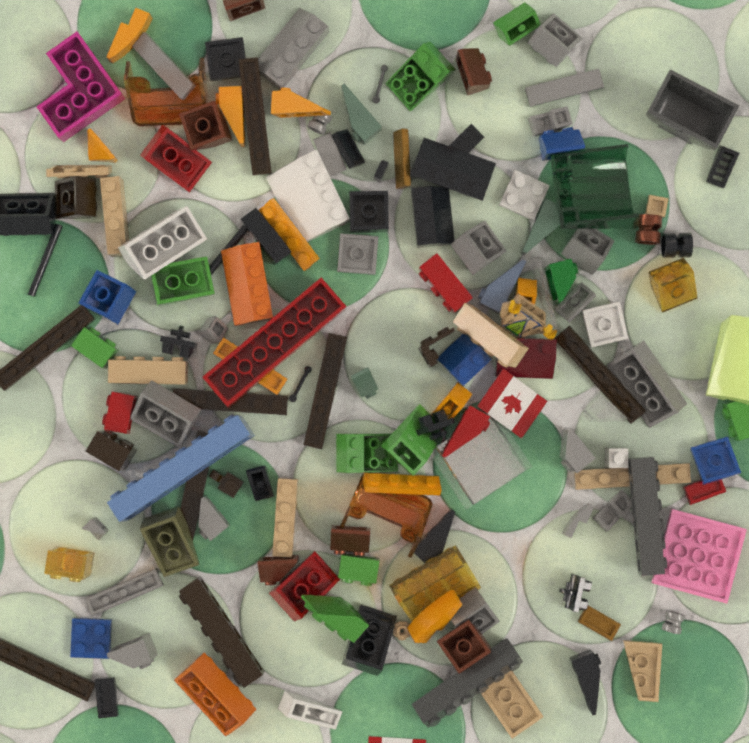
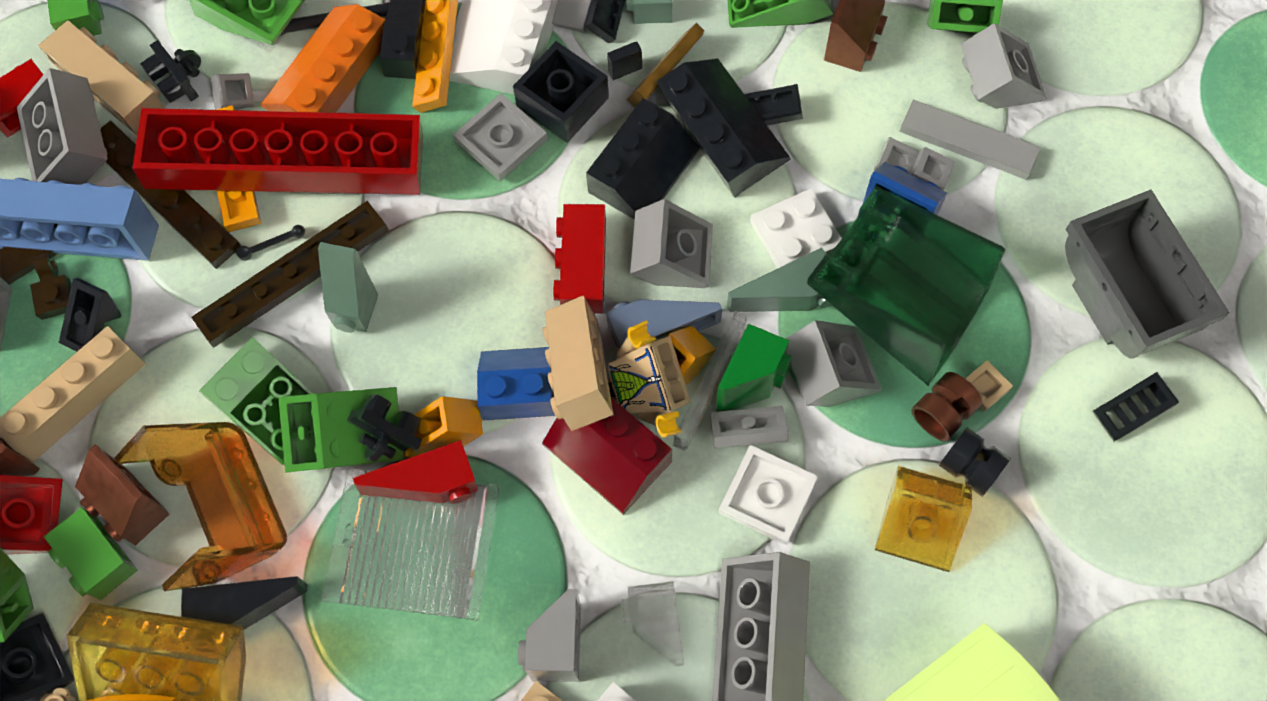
camera: 50 degrees right, 20 degrees down
(401, 484) = (264, 478): light orange plate -> none
(431, 356) = (483, 312): dark brown bracket -> none
(512, 403) = (530, 499): sticker -> none
(600, 374) = (699, 567): dark brown tile -> none

